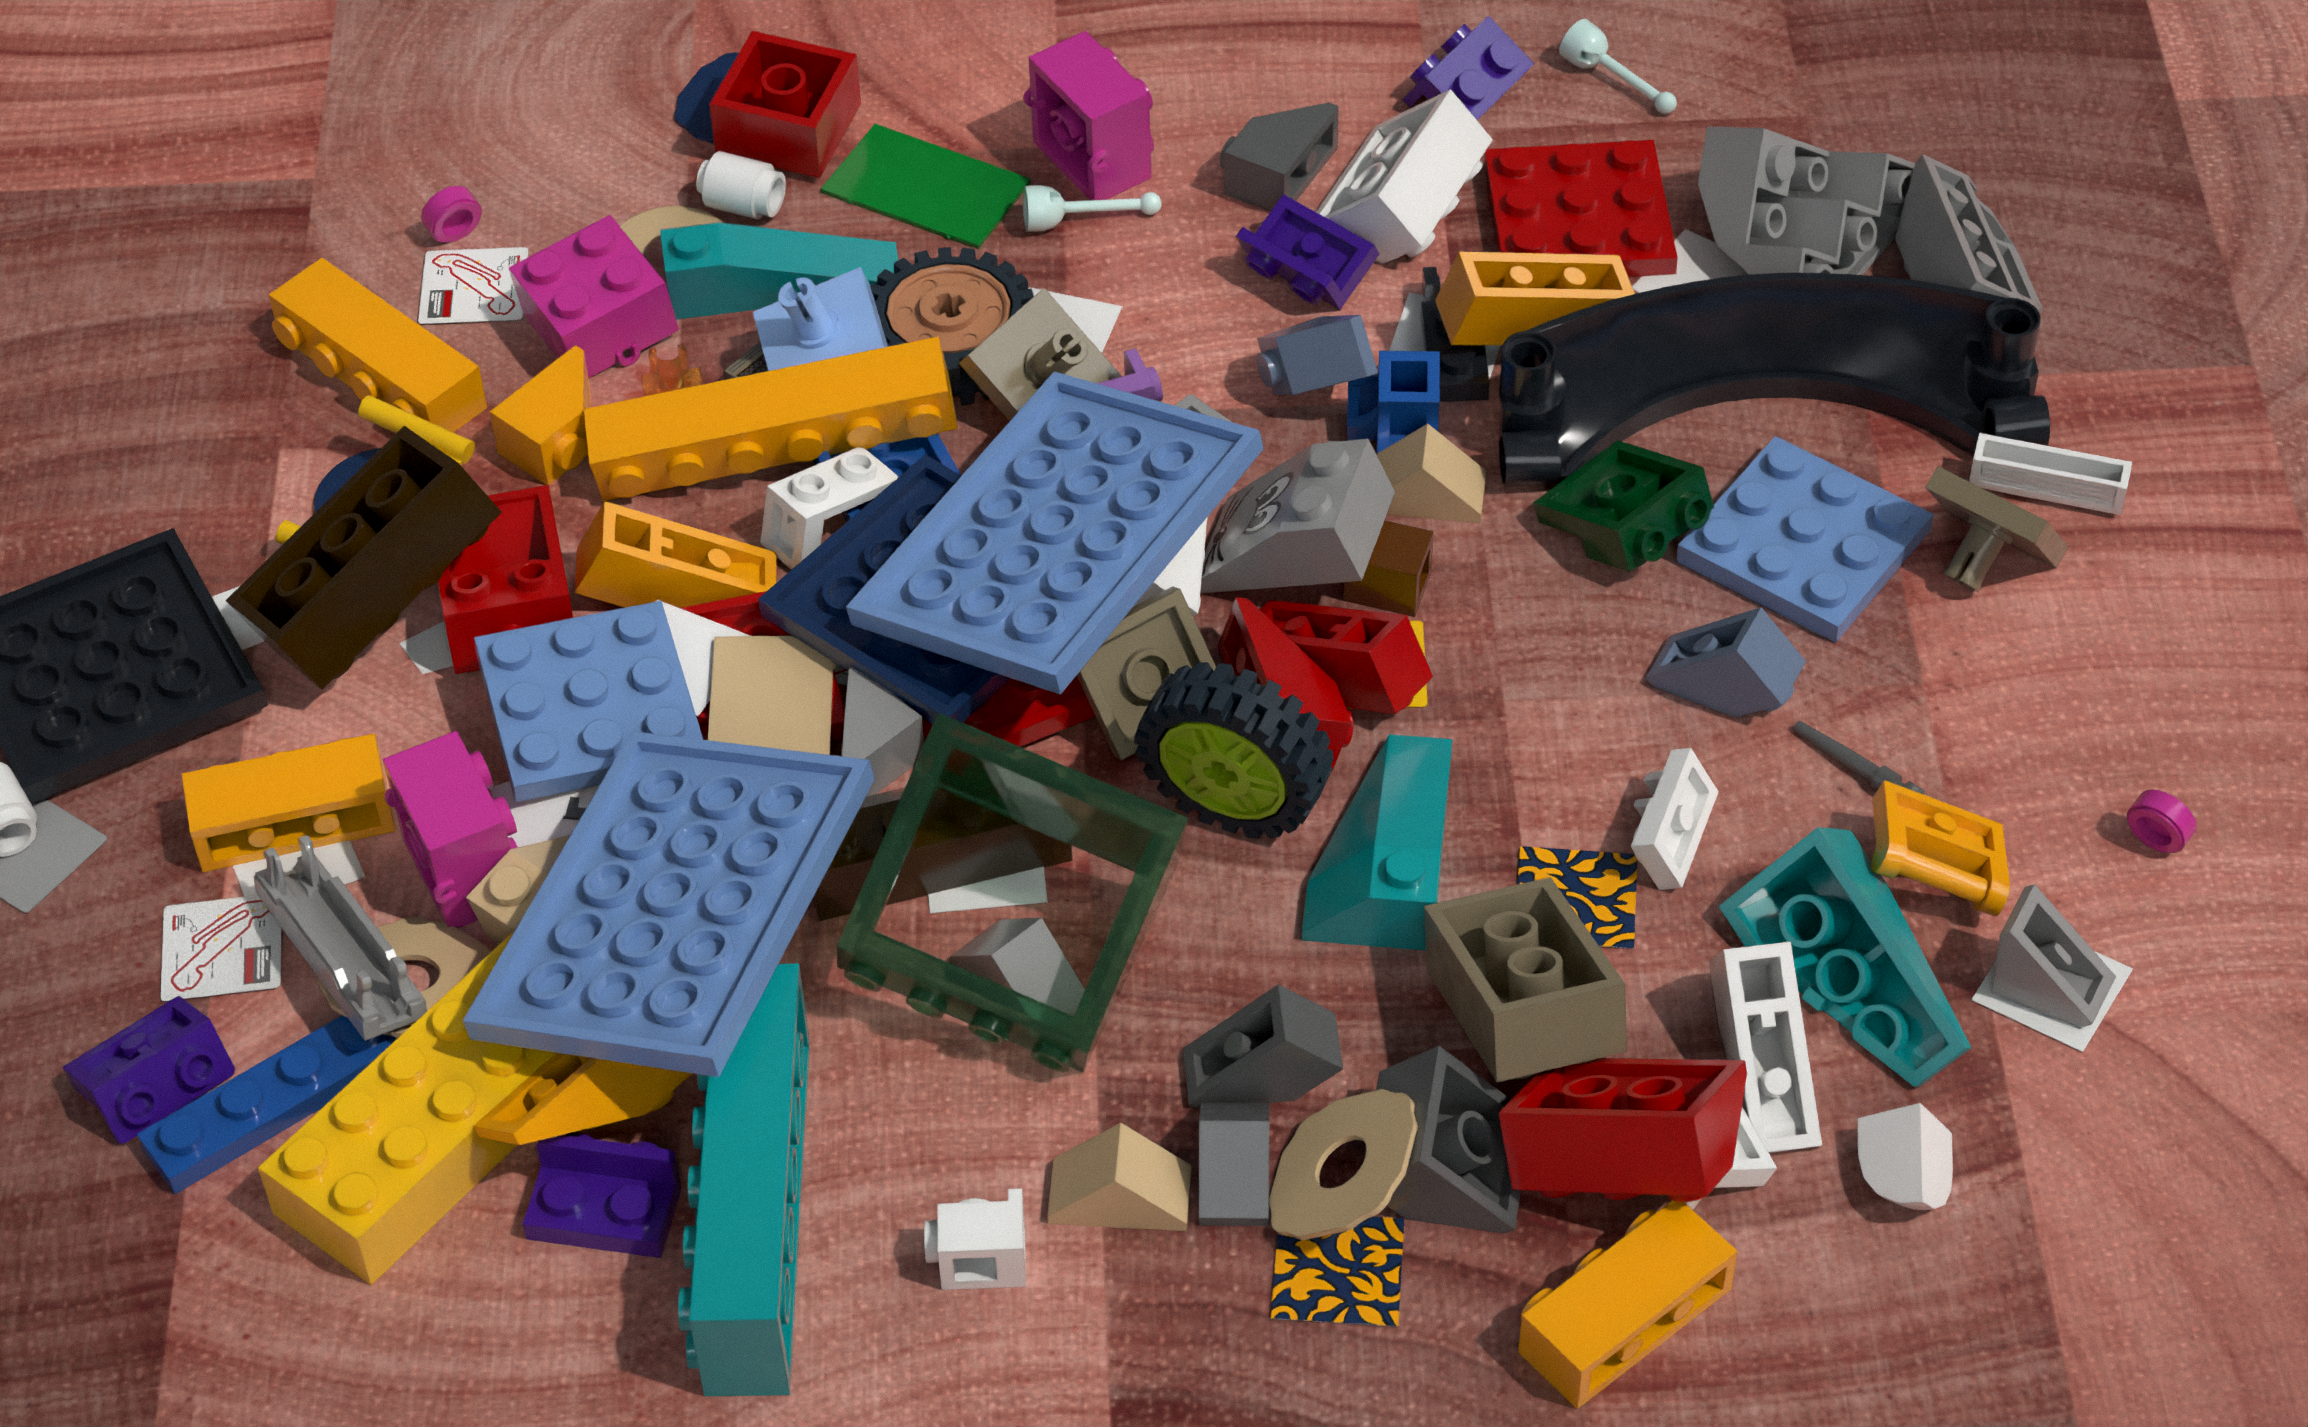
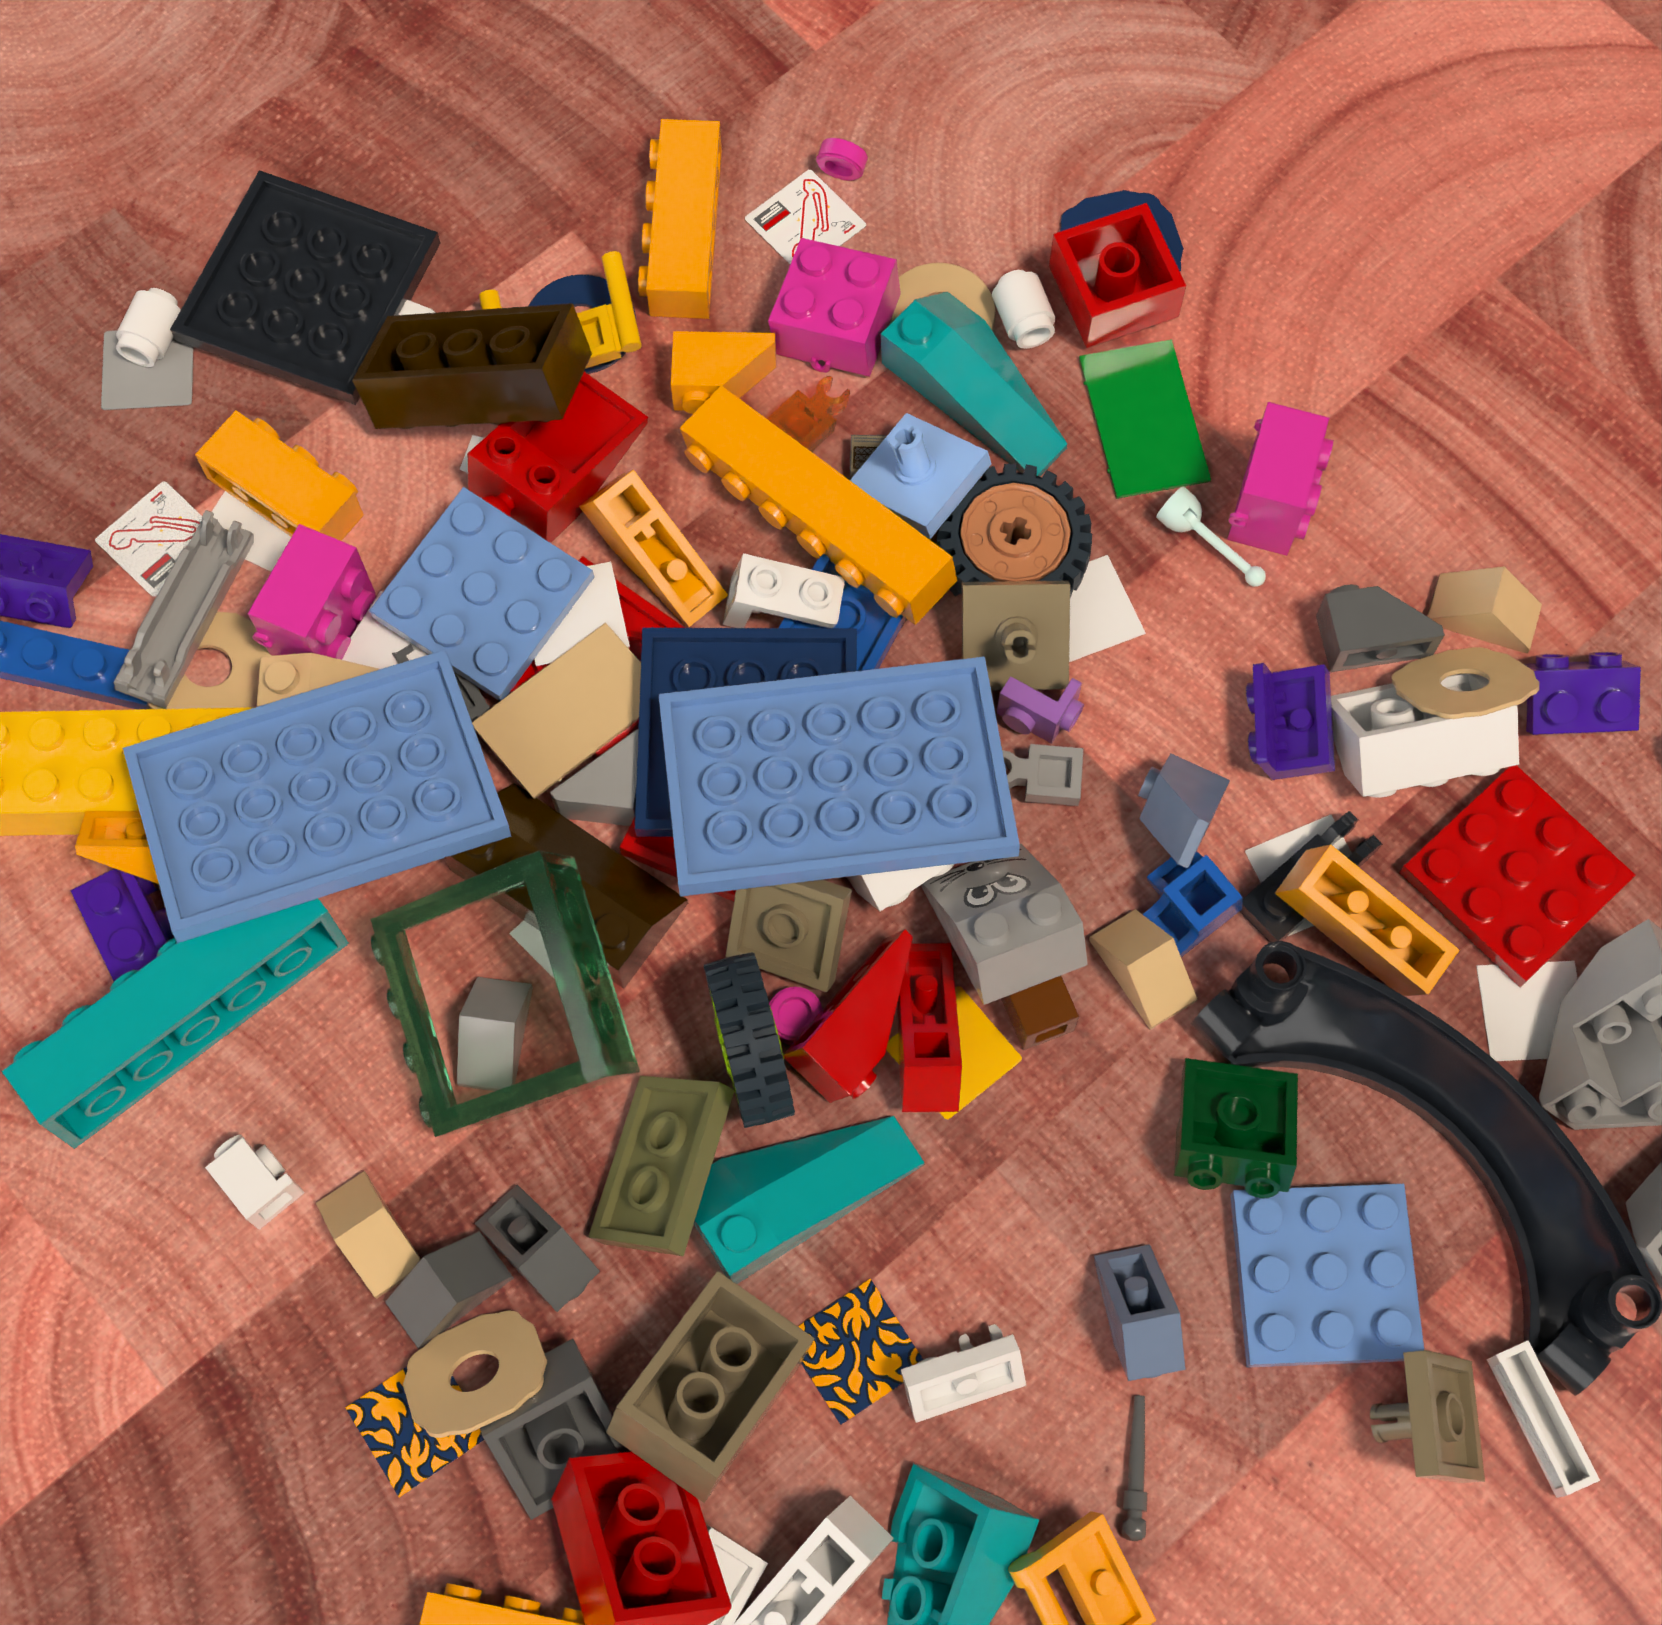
camera: 50 degrees right, 20 degrees up
(1279, 901) = (661, 1164): none -> olive plate
(1335, 75) = (1487, 607): none -> tan slope
(1424, 101) = (1508, 683): none -> tan piece

